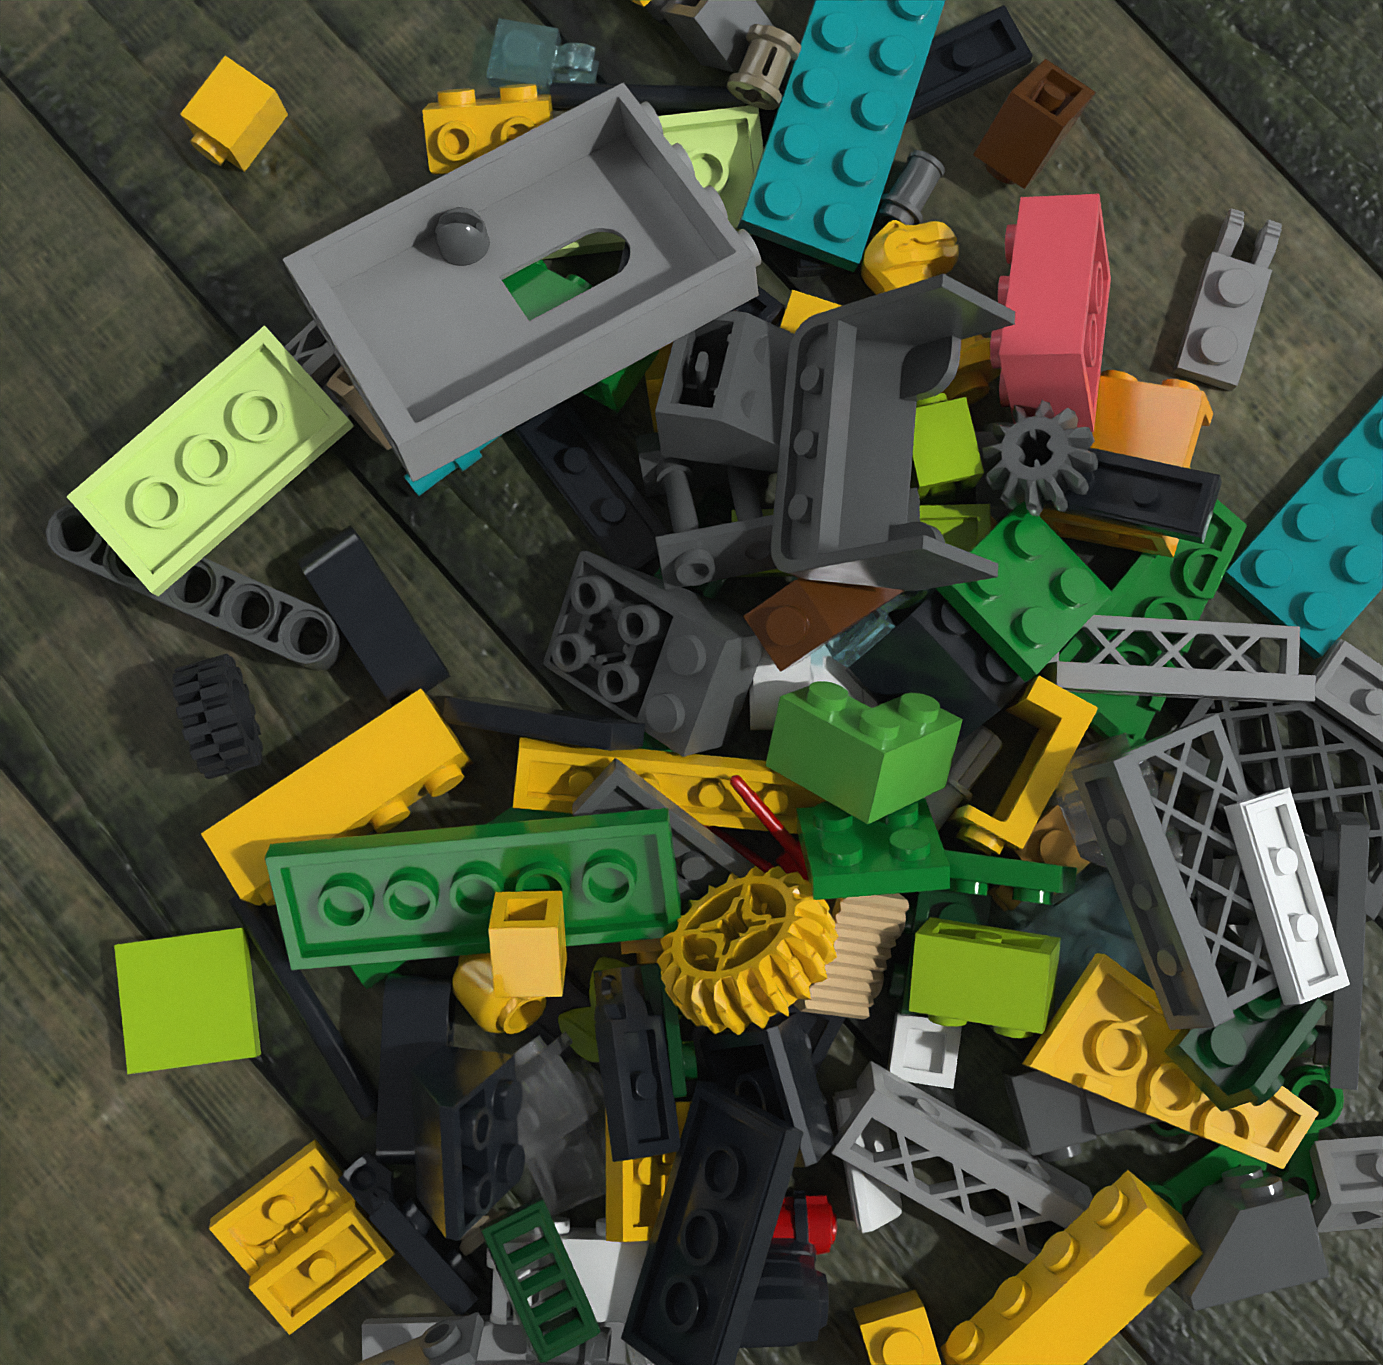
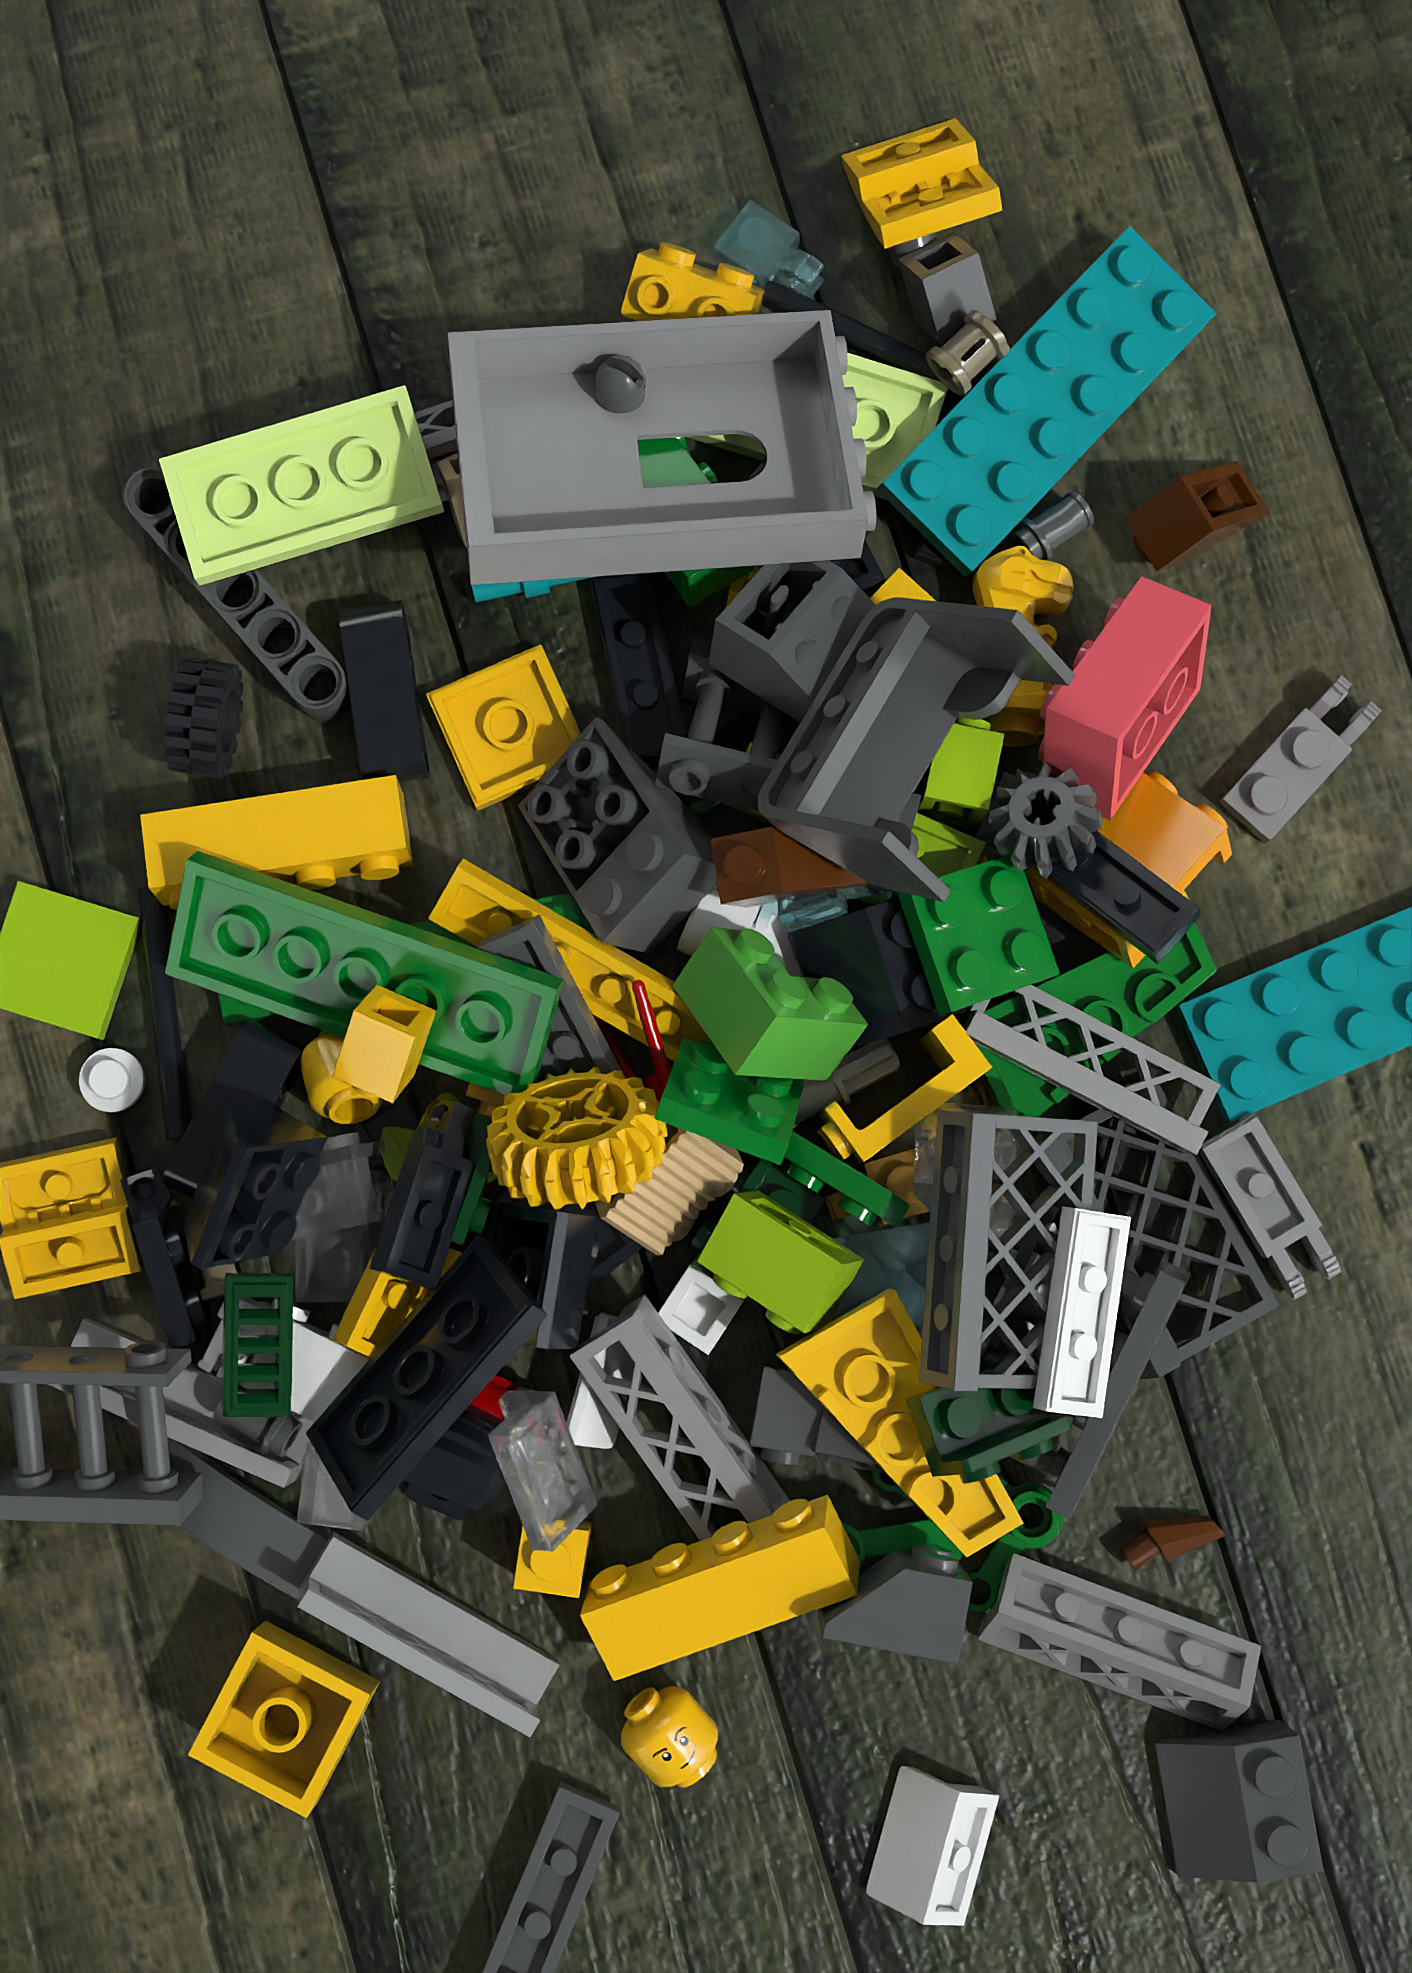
camera: 20 degrees right, 0 degrees up
(233, 115) = (467, 181): yellow brick -> none
(286, 1089) = (112, 1080): none -> white plate
(498, 596) = (505, 725): none -> yellow tile
(544, 723) = (491, 856): black tile -> none
(855, 1269) = (541, 1467): none -> clear bracket
(969, 59) = (1164, 430): black tile -> none

